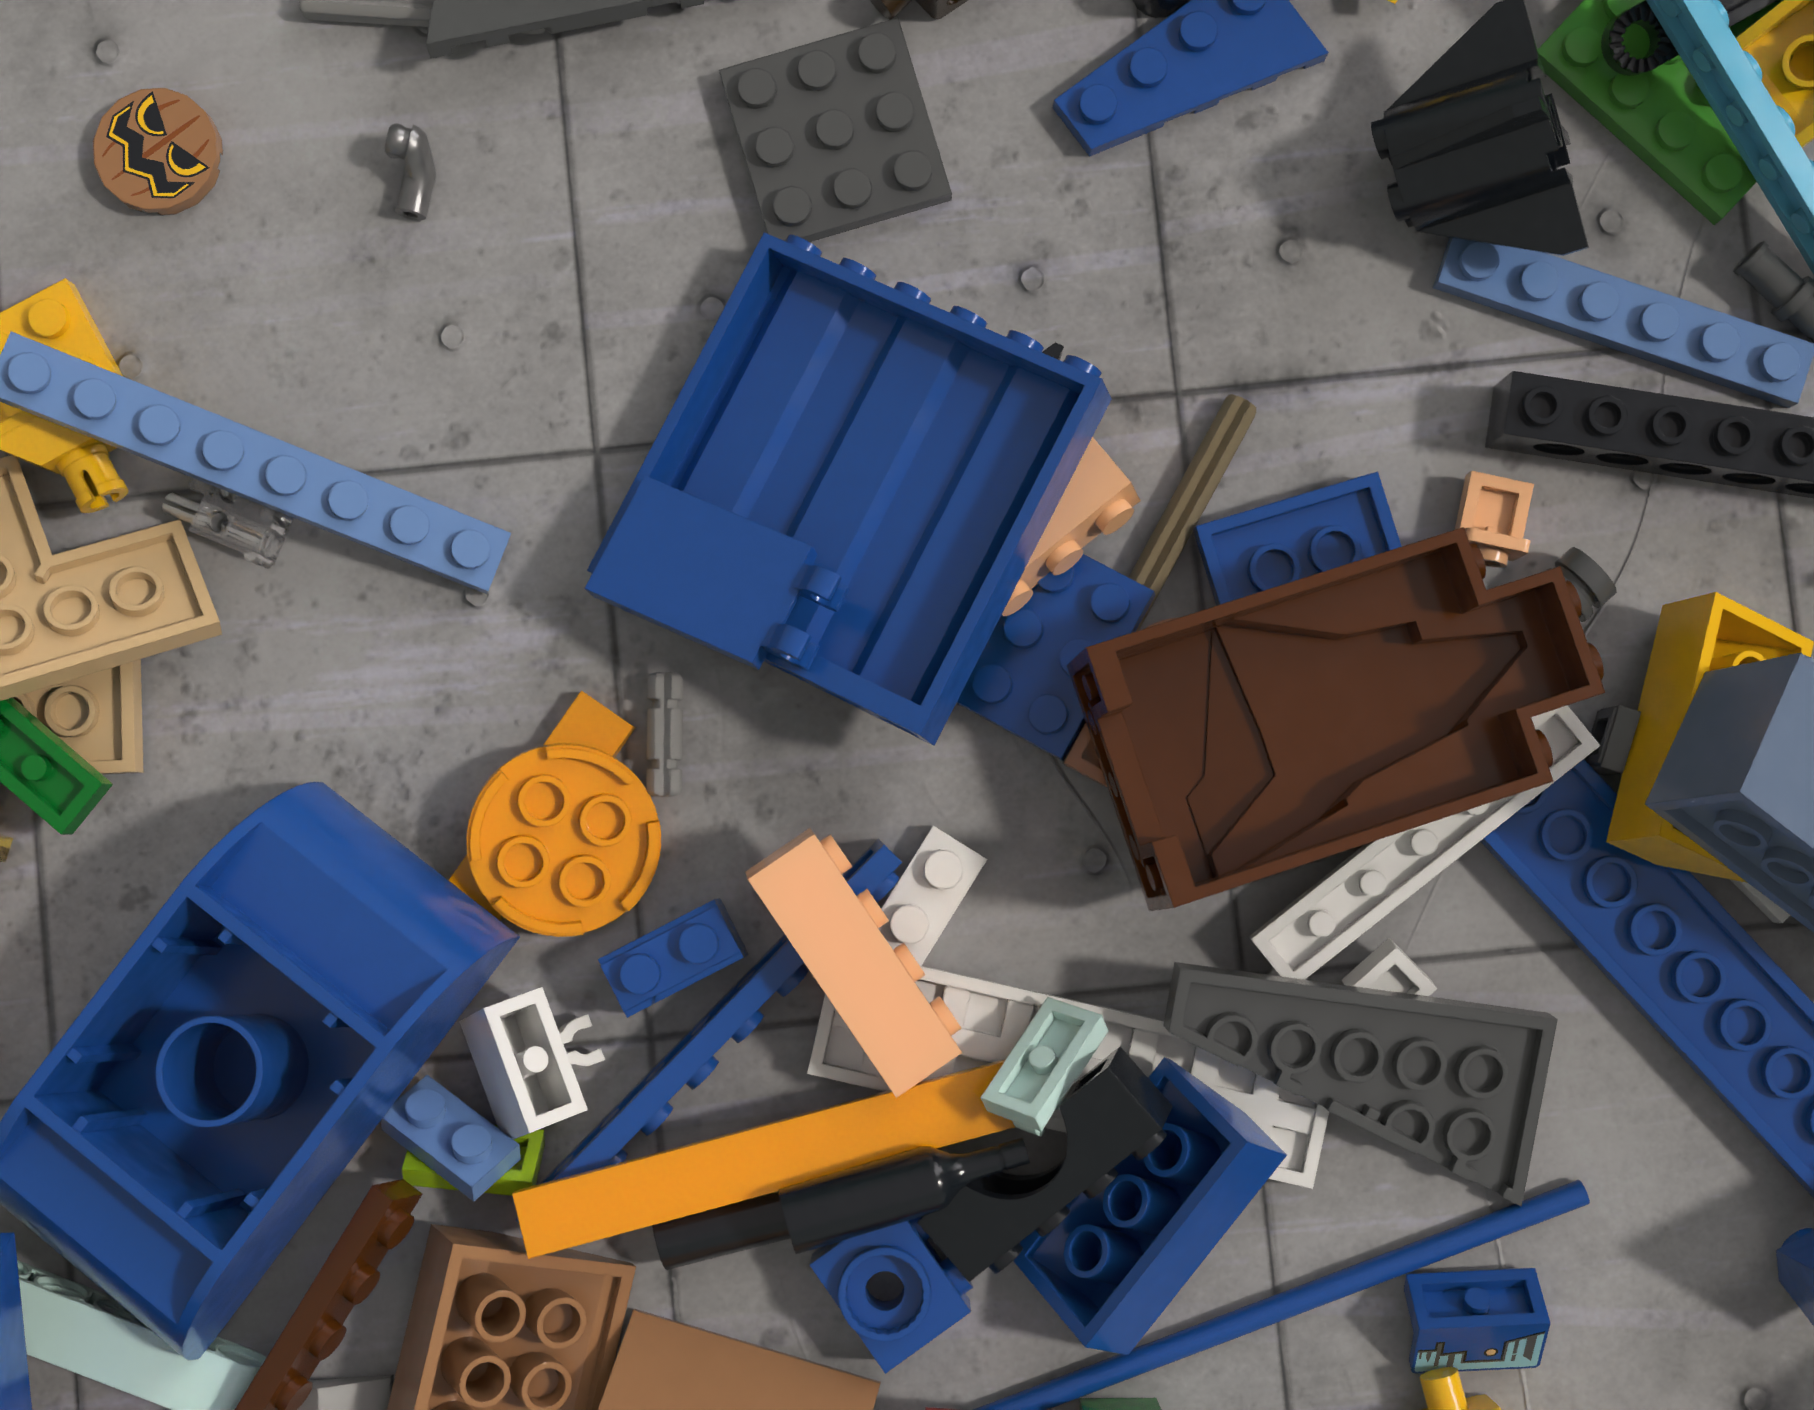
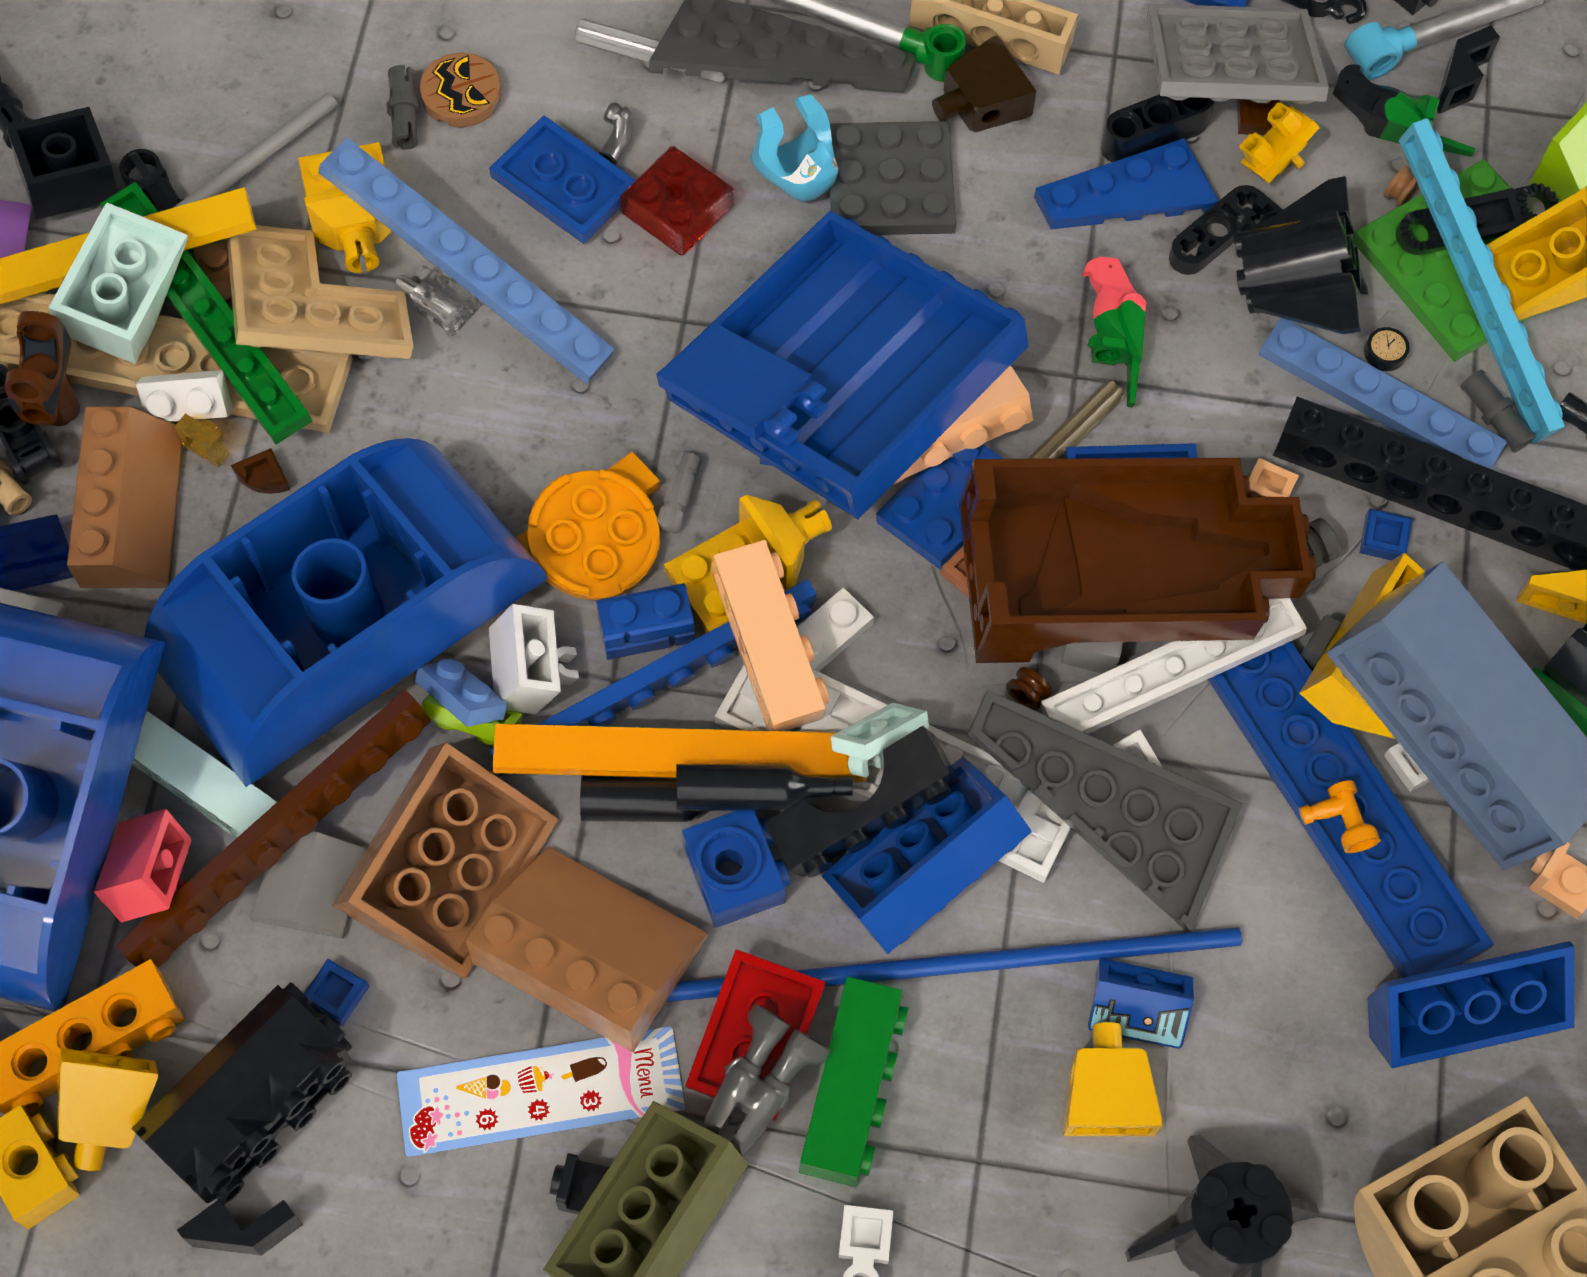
camera: 10 degrees right, 20 degrees down
(69, 860) = (261, 473): none -> reddish brown tile
(81, 208) = (402, 107): none -> dark grey pin
(356, 269) = (562, 179): none -> blue plate
(545, 298) = (697, 202): none -> clear red brick
(699, 152) = (800, 167): none -> medium azure piece
(776, 804) = (757, 522): none -> yellow plate
(1224, 296) = (1117, 319): none -> green animal
(1227, 914) = (1028, 688): none -> reddish brown bush
(1358, 78) = (1225, 213): none -> black beam
(1617, 234) = (1386, 349): none -> tile
(1669, 536) = (1385, 534): none -> blue tile
(1695, 984) = (1342, 802): none -> light orange piece

